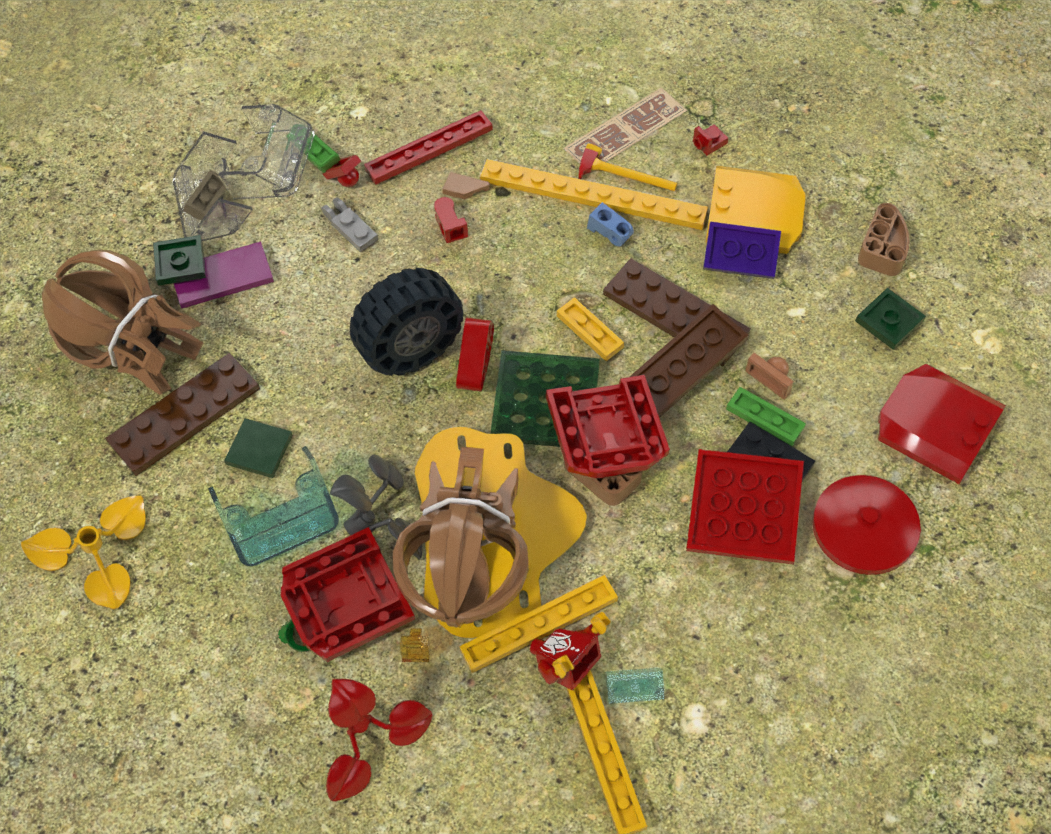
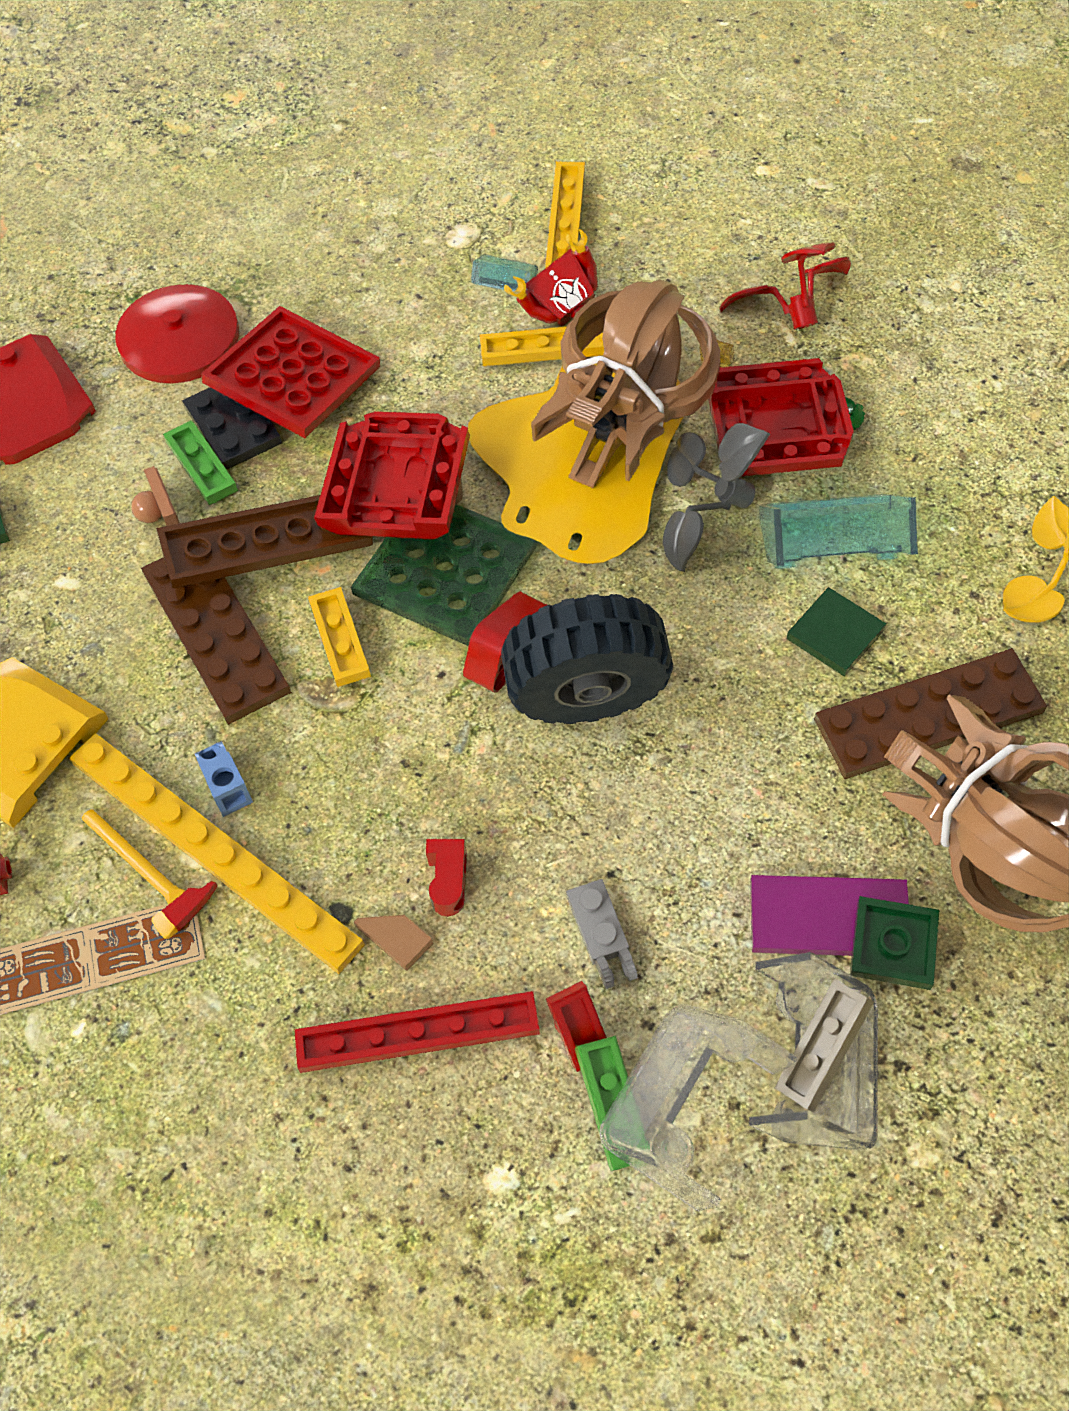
camera: 155 degrees left, 0 degrees up
(742, 250) = (74, 666): dark purple plate -> none

